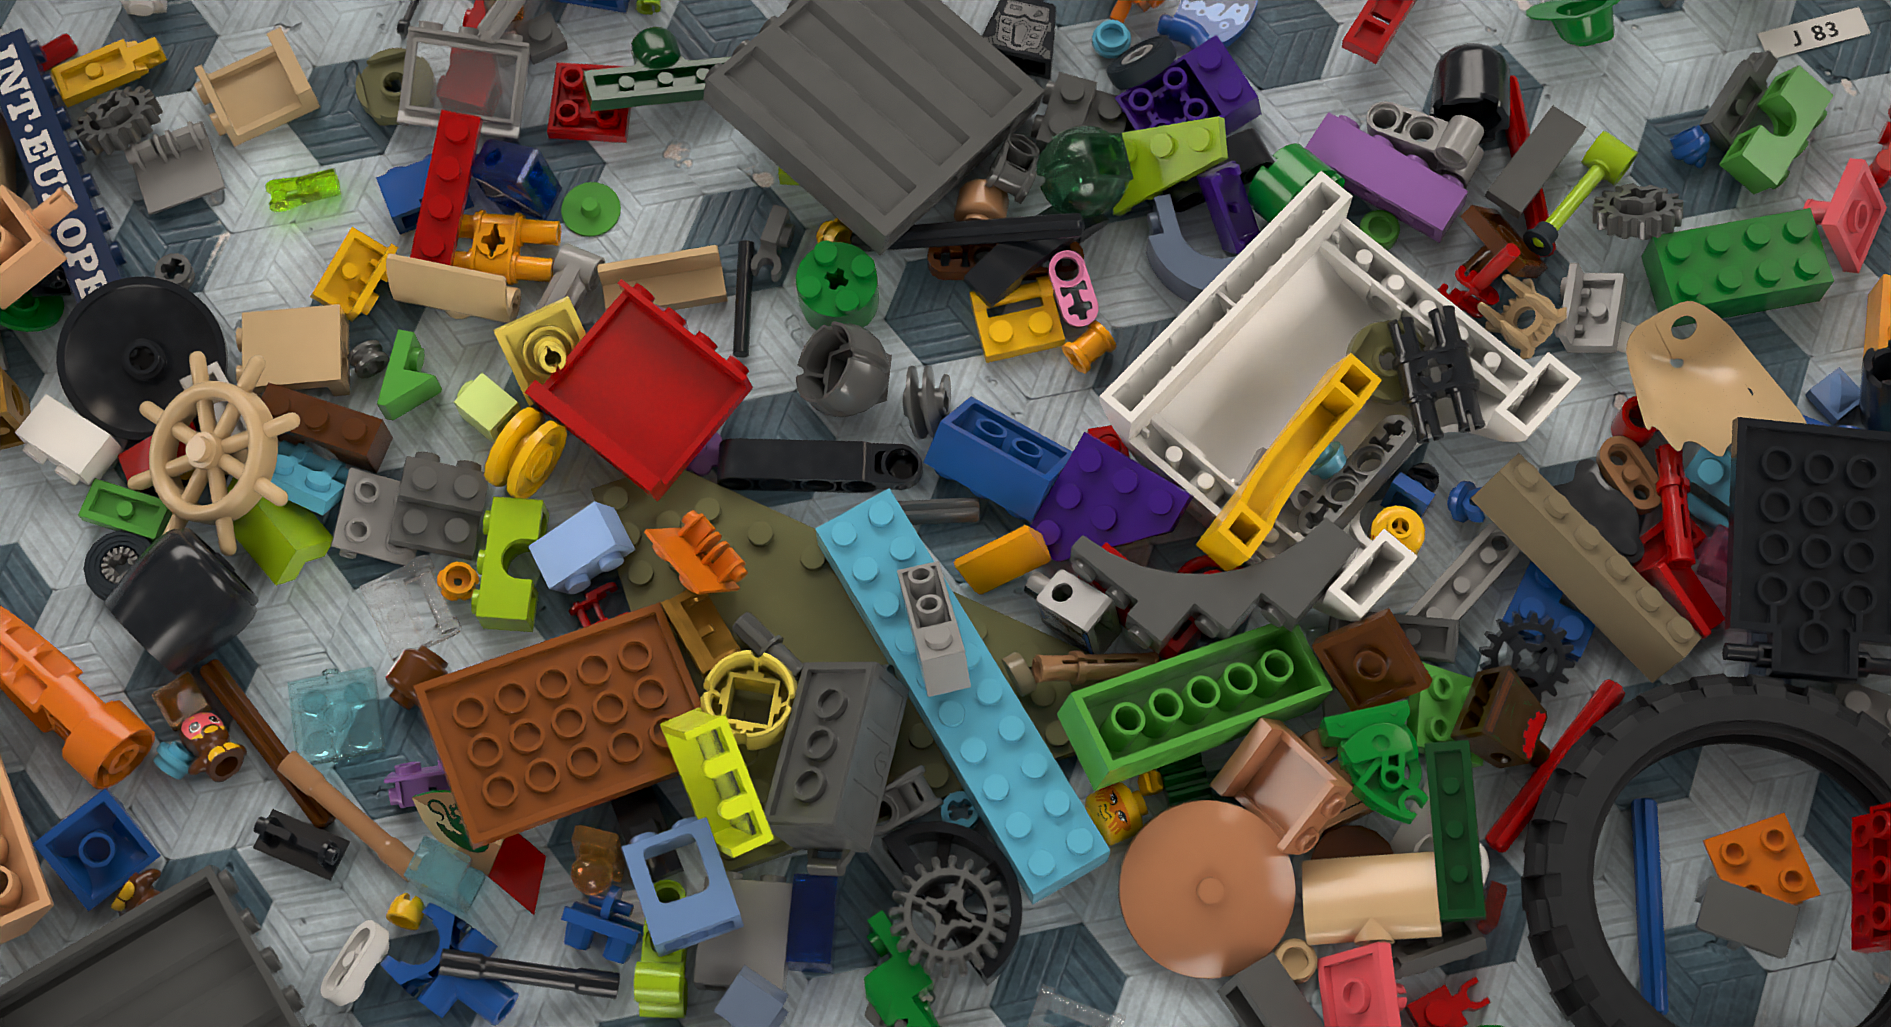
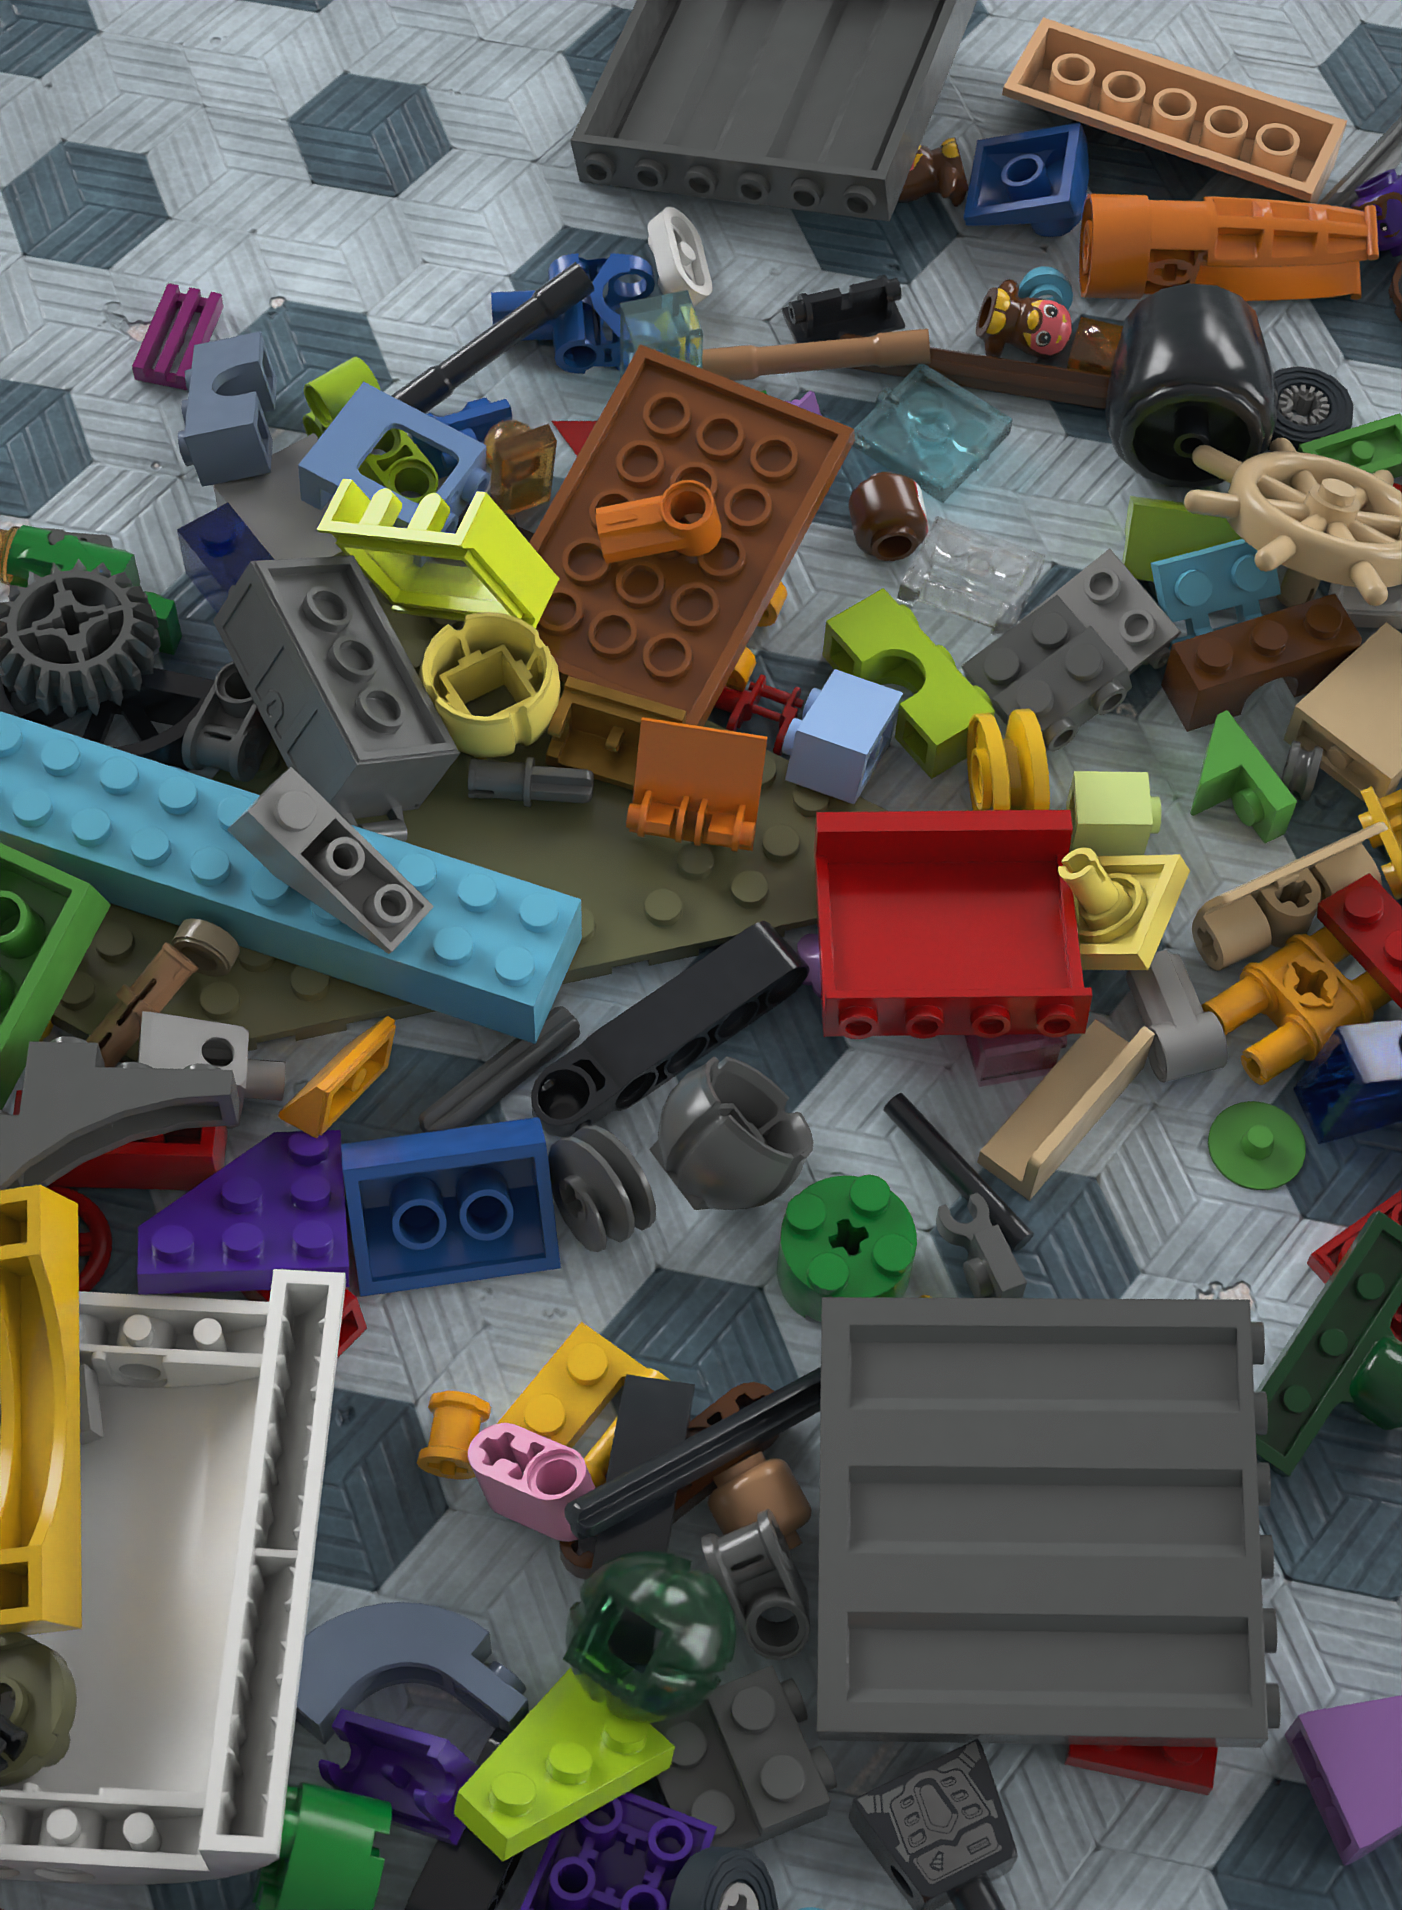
camera: 135 degrees right, 10 degrees down
(455, 571) = (956, 618): light orange plate -> none
(581, 714) = (654, 527): none -> orange piece

